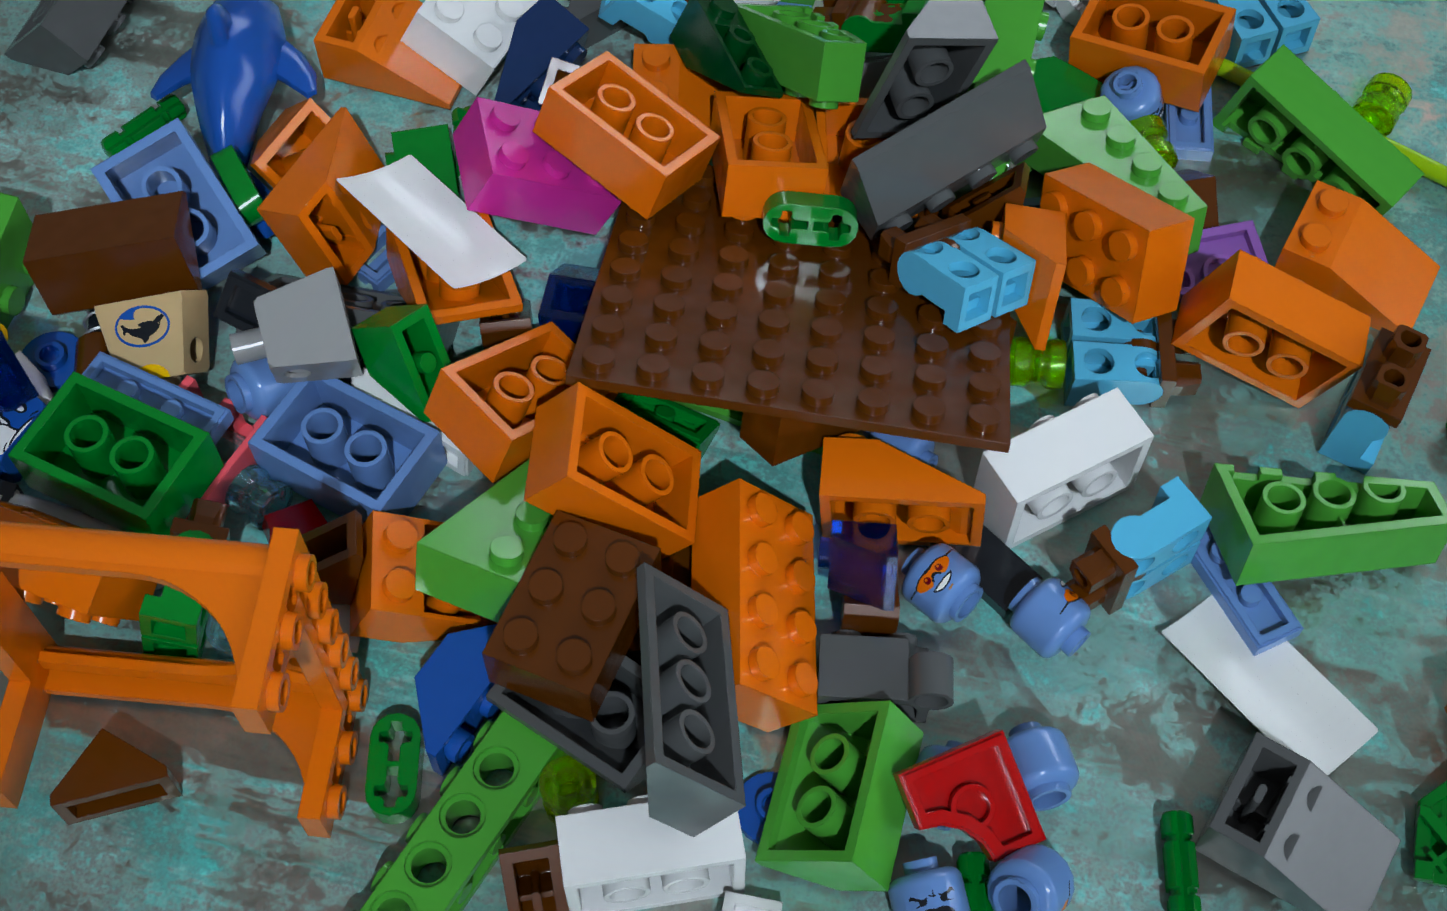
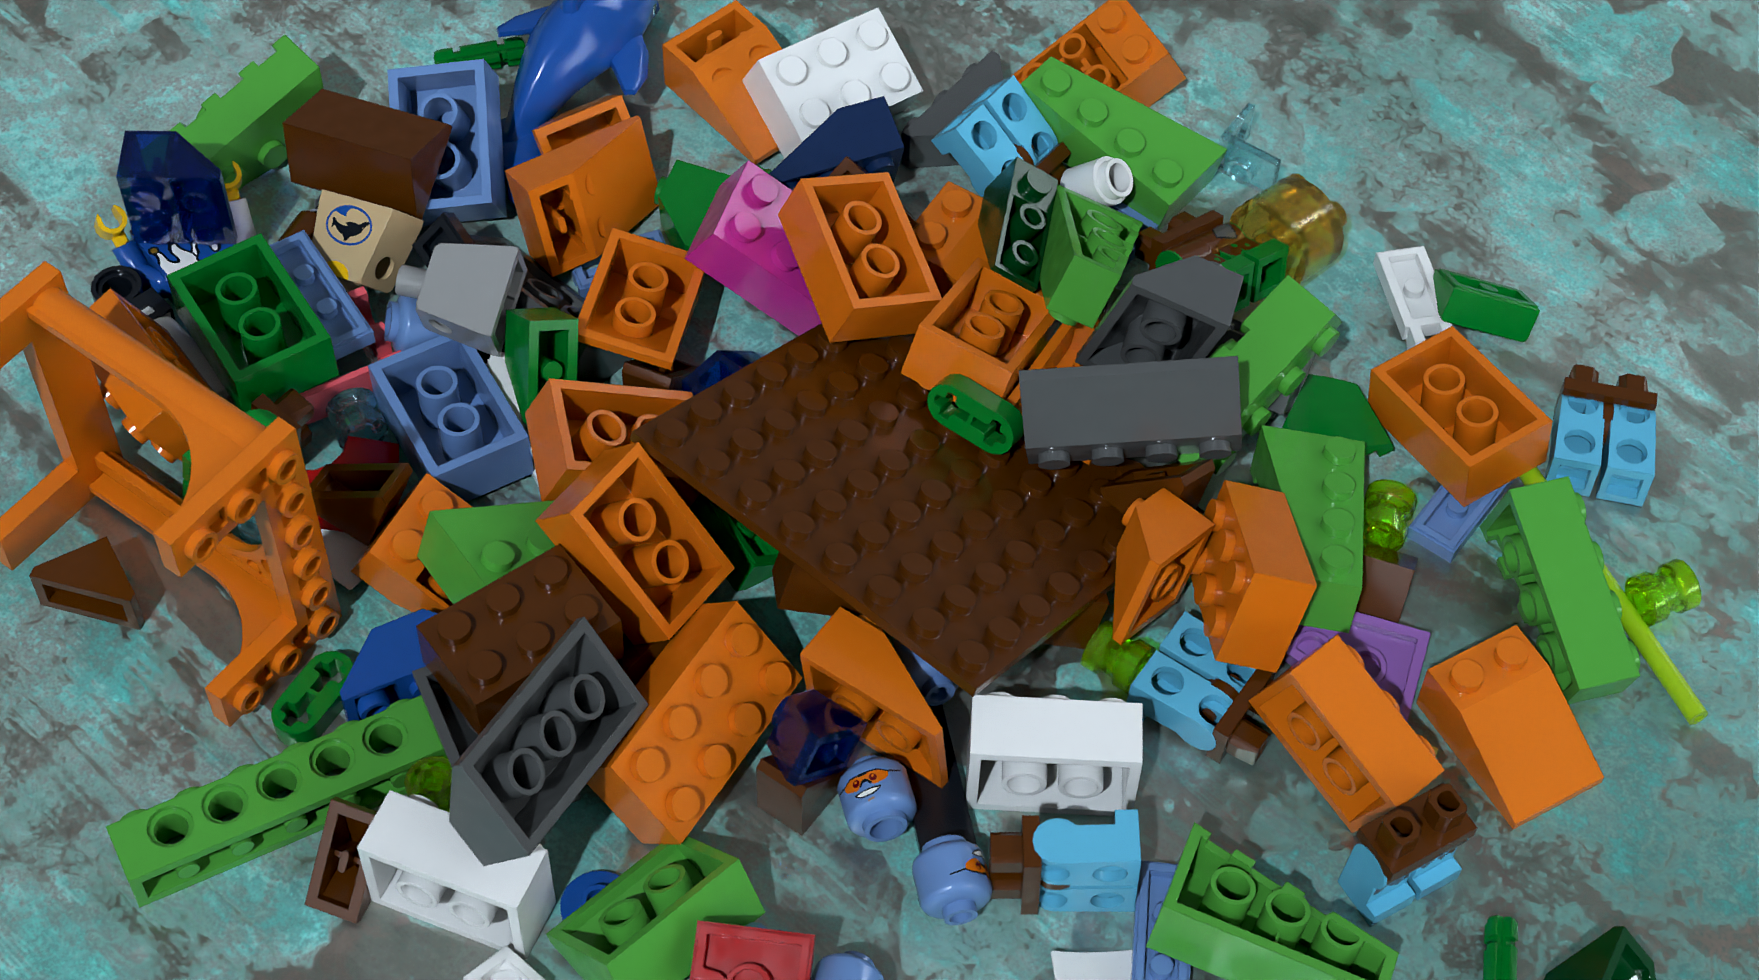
camera: 30 degrees right, 5 degrees down
(53, 356) = (274, 215): blue piece -> none
(239, 184) = (513, 139): green beam -> none
(434, 223) = (645, 255): white sticker -> none
(882, 670) = (772, 845): dark grey hinge -> none
(958, 269) = (1071, 525): medium azure hips -> none
(1134, 92) = (1400, 456): medium blue head -> none

